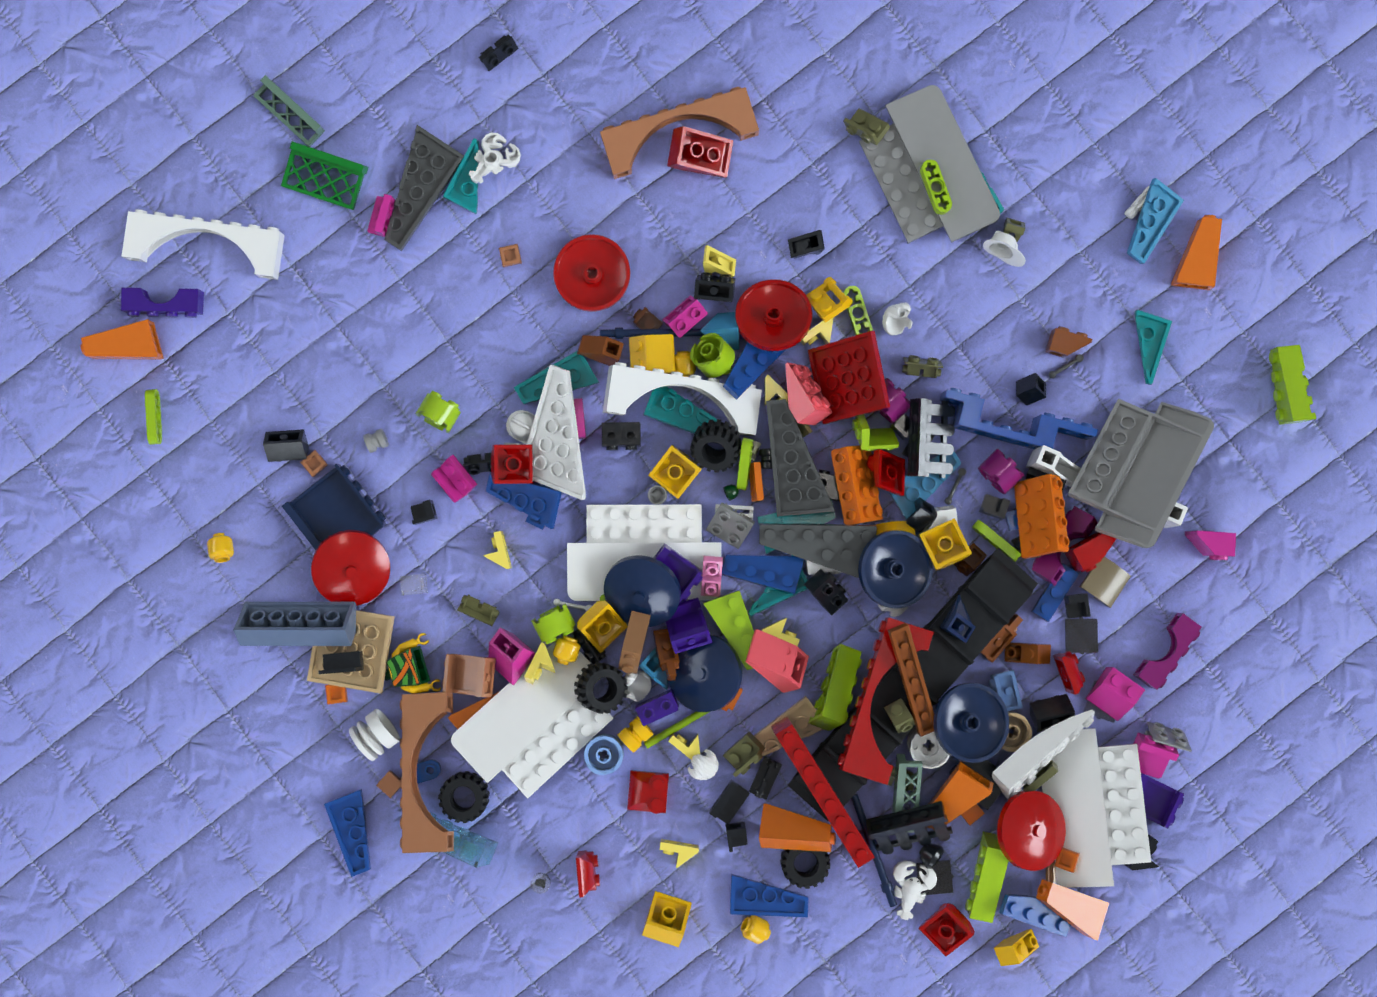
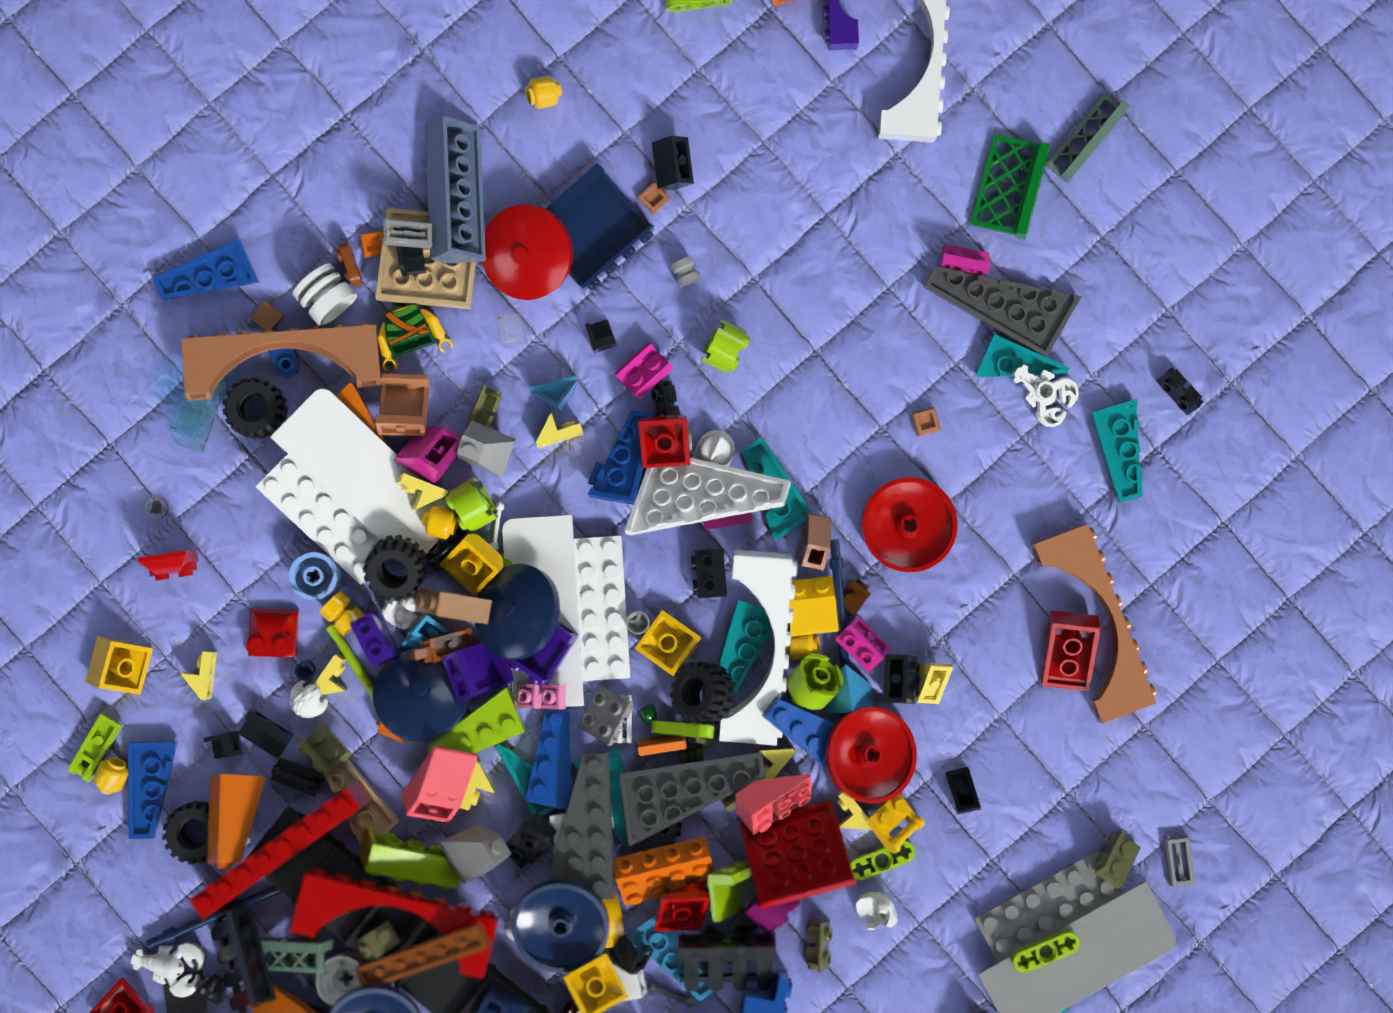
camera: 85 degrees right, 0 degrees up
(328, 677) = (407, 234): none -> light grey tile
(343, 716) = (352, 273): none -> dark orange plate
(467, 551) = (555, 392): none -> dark azure slope
(509, 609) = (485, 448): none -> light grey slope
(535, 103) = (1120, 446): none -> teal wing
(683, 767) = (302, 672): none -> dark blue hinge
(732, 941) = (95, 747): none -> lime plate
(833, 635) = (475, 852): none -> light grey slope
(855, 80) = (1170, 862): none -> light grey tile

